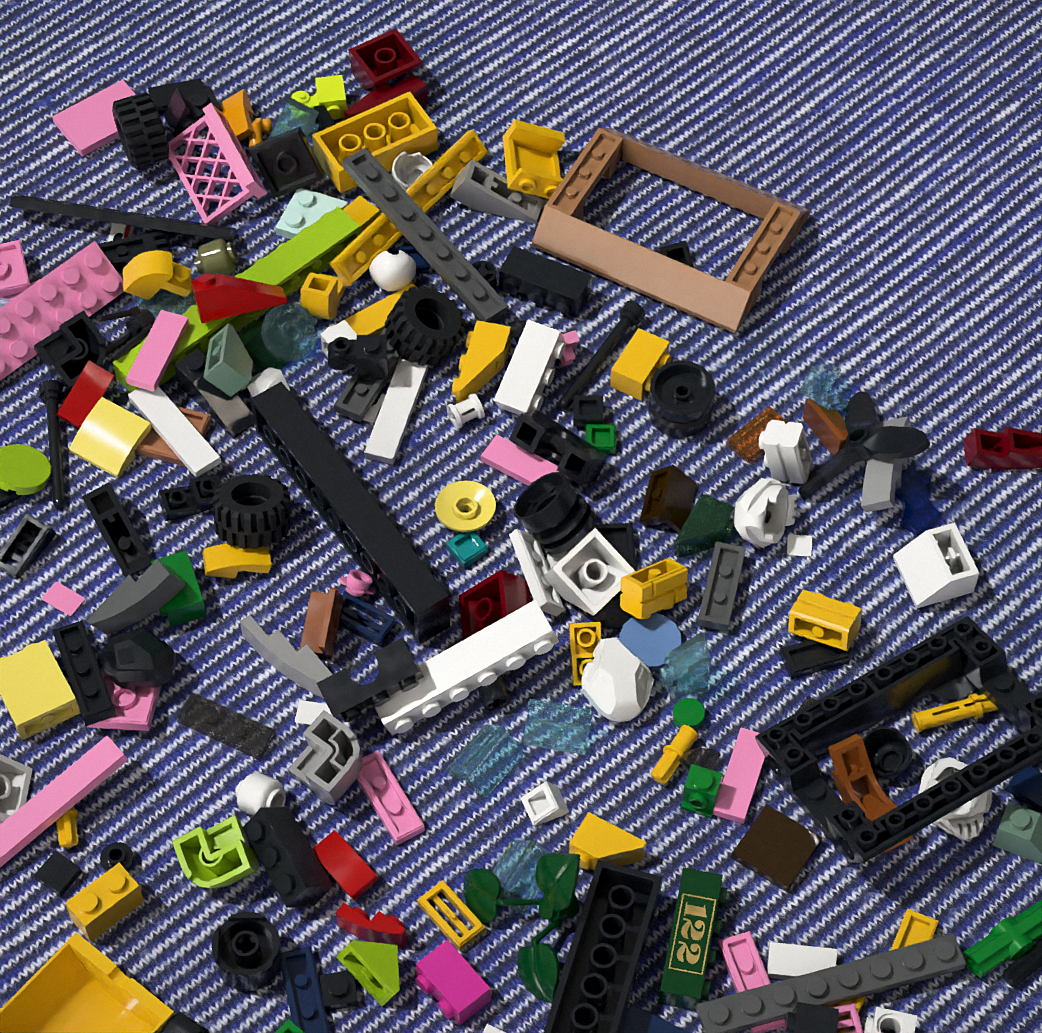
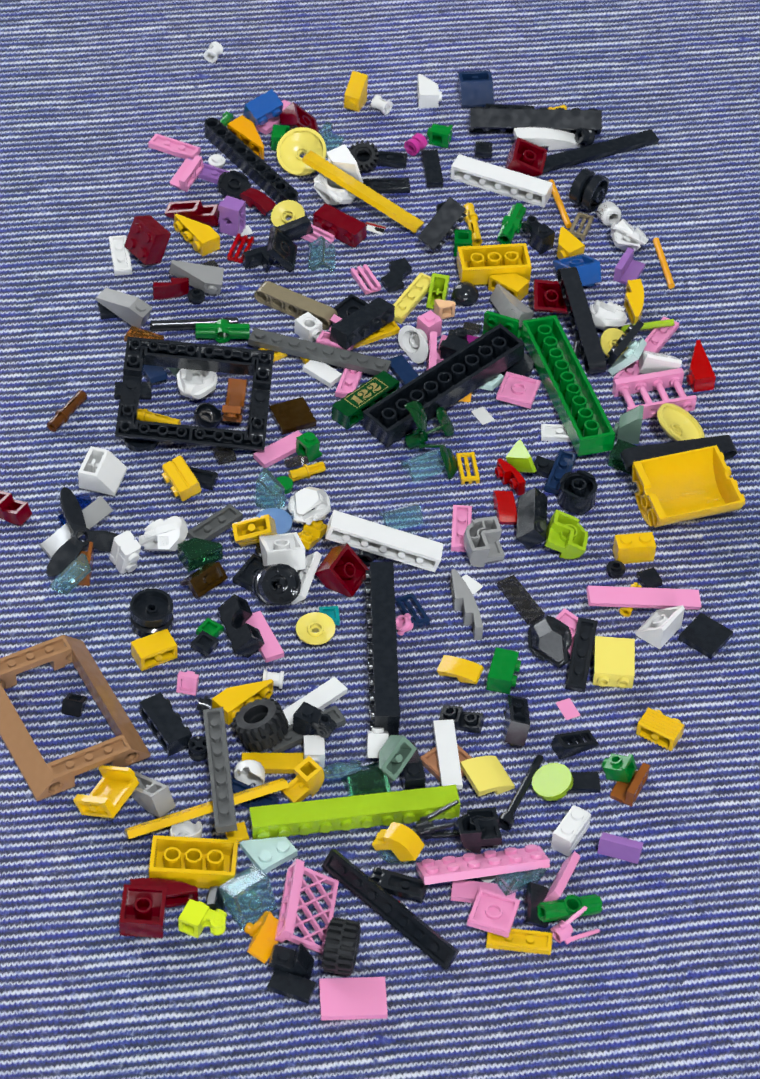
camera: 150 degrees left, 10 degrees down
(85, 394) = (487, 799): red slope -> none
(137, 598) = (531, 662): dark grey slope -> none
(157, 350) = (429, 791): bright pink tile -> none
(217, 258) = (350, 845): olive head -> none
(229, 296) = (361, 788): red slope -> none
(252, 511) = (434, 663): black tyre -> none
(259, 791) = (526, 553): white head -> none
(287, 162) = (263, 866): black tile -> none
(322, 622) = (437, 610): dark orange panel -> none
(396, 672) = (453, 554): black arch -> none
(452, 983) = (488, 438): dark pink brick -> none
(530, 368) = (222, 668): white brick -> none
(544, 803) = (386, 486): white slope -> none
(558, 726) = (351, 506): clear light blue panel -> none
(605, 842) = (374, 451): yellow slope -> none
(630, 315) = (132, 681): black piece -> none
(746, 440) = (122, 587): clear orange tile -> none

